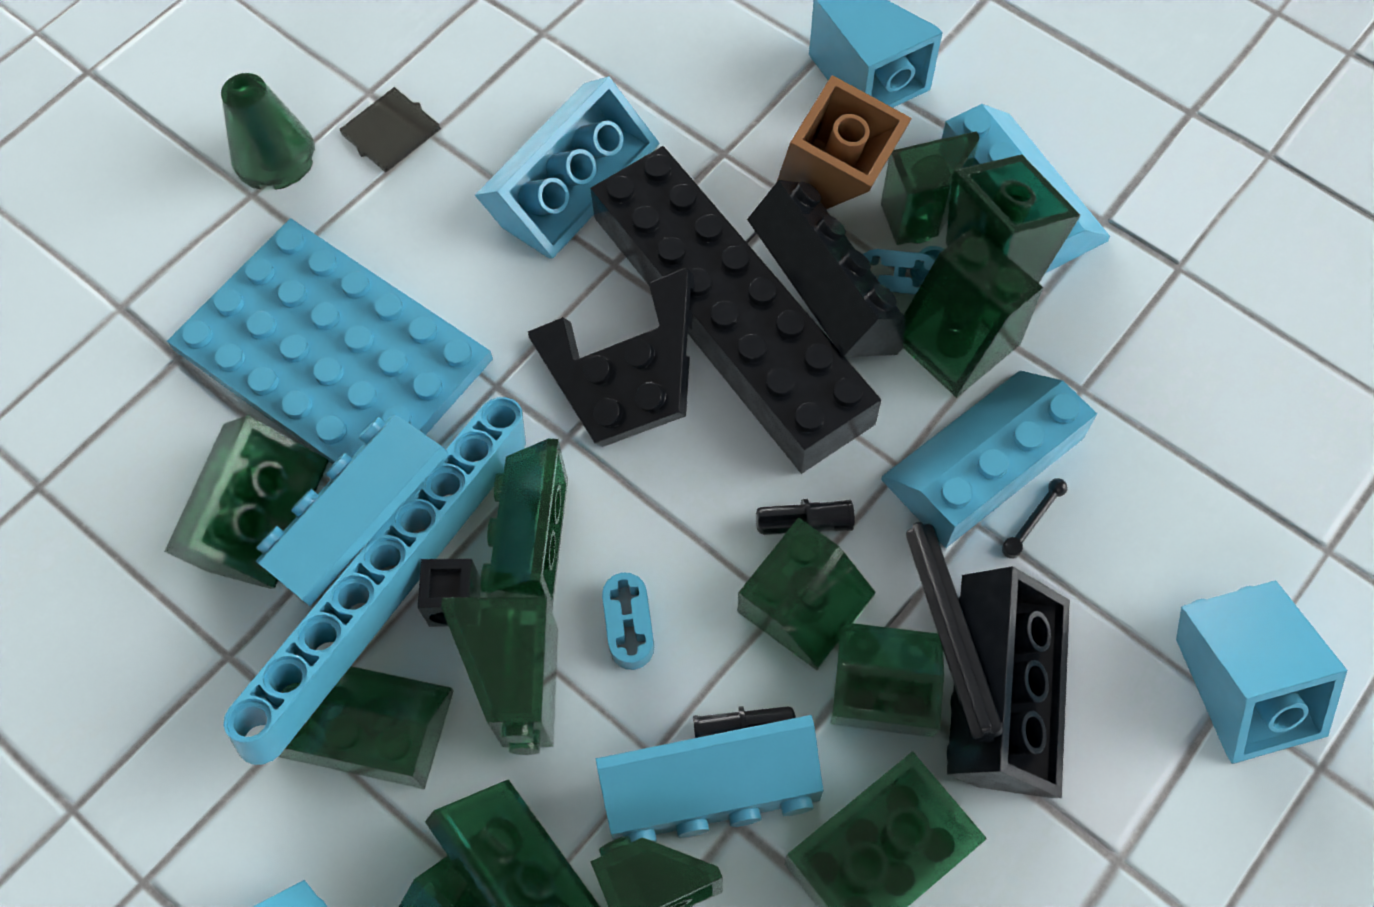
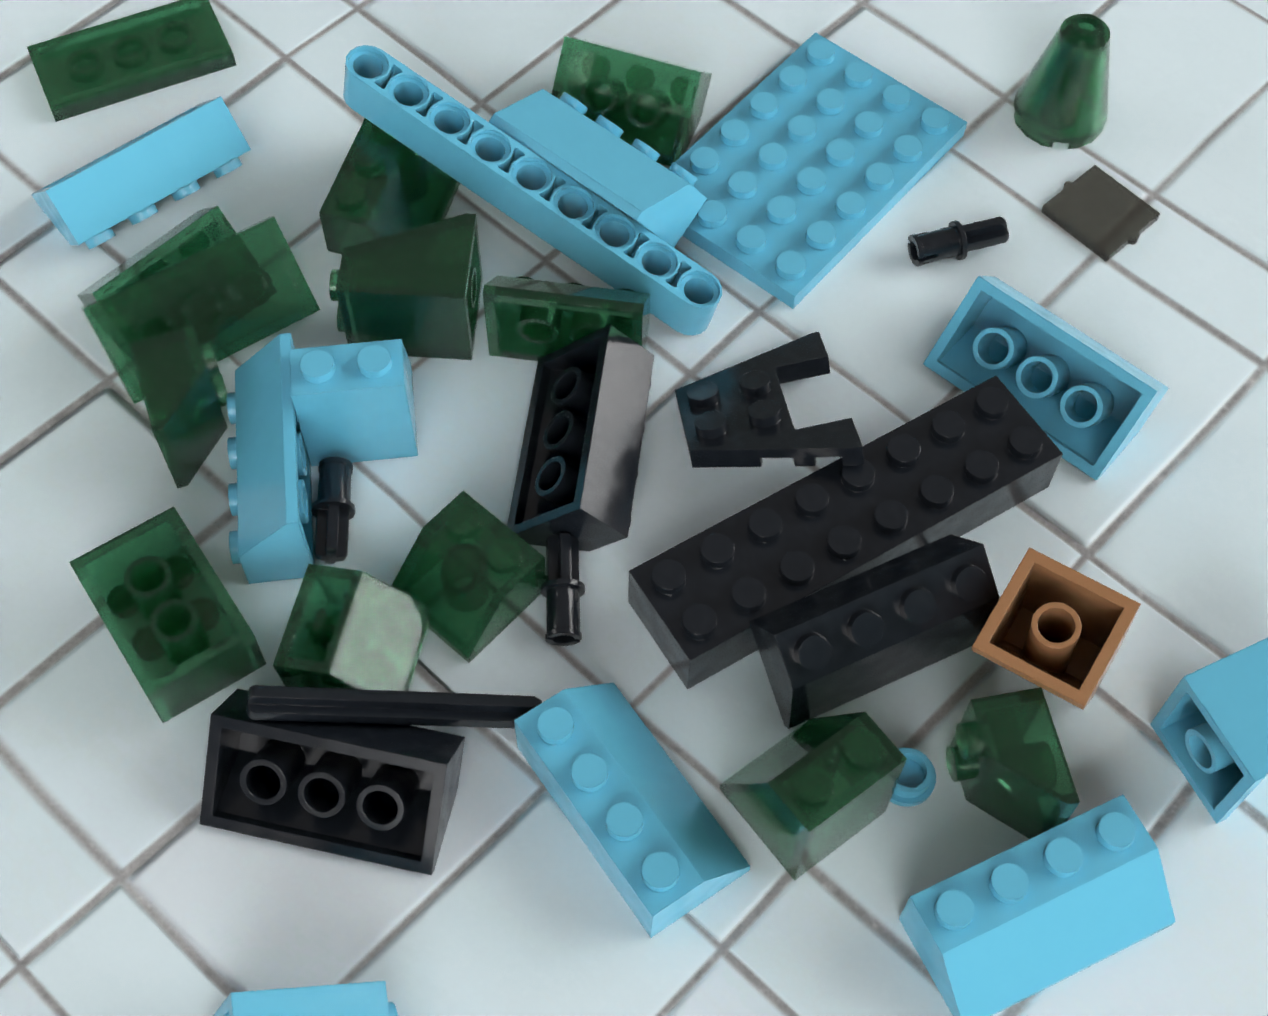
camera: 90 degrees right, 5 degrees down
(425, 229) = (956, 240): none -> black axle
(445, 580) = (505, 245): black brick -> none
(617, 622) = (466, 415): medium azure beam -> none
(626, 699) = (354, 400): none -> medium azure slope
(657, 515) = (583, 441): none -> black slope
(900, 261) = (898, 711): medium azure beam -> none
(1013, 210) = (933, 823): clear green slope -> none
(1013, 546) = (508, 822): black hinge -> none

